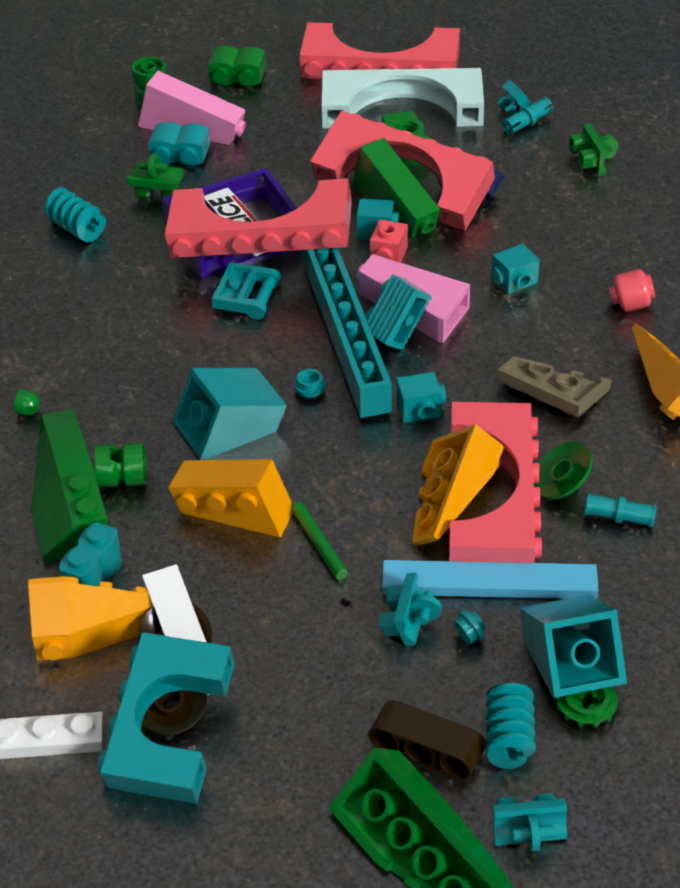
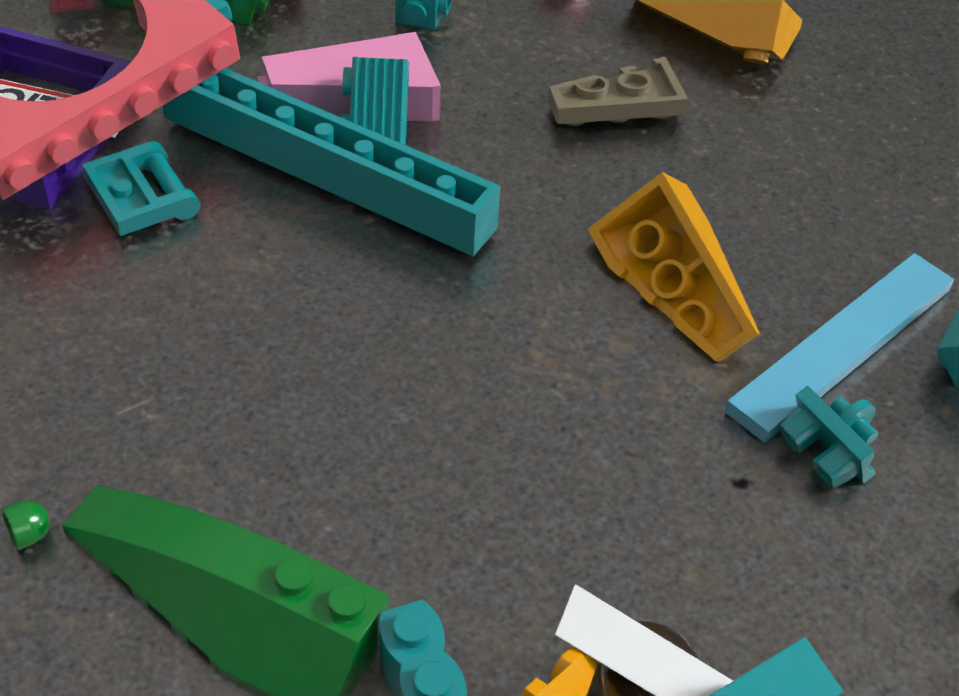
camera: 50 degrees left, 5 degrees up
(121, 464) = (290, 506): green wheel -> none
(226, 409) = (322, 349): teal slope -> none
(234, 493) = (473, 444): light orange wedge -> none
(309, 383) = (368, 252): teal plate -> none
(319, 541) = (624, 430): green bar -> none
(389, 240) = (254, 36): coral brick -> none
(419, 397) = (522, 188): teal brick -> none
(469, 626) = (908, 408): teal plate -> none
(509, 530) = (804, 273): coral arch -> none
(564, 470) = (754, 157): green dish -> none
(620, 509) = (854, 182): teal pin -> none

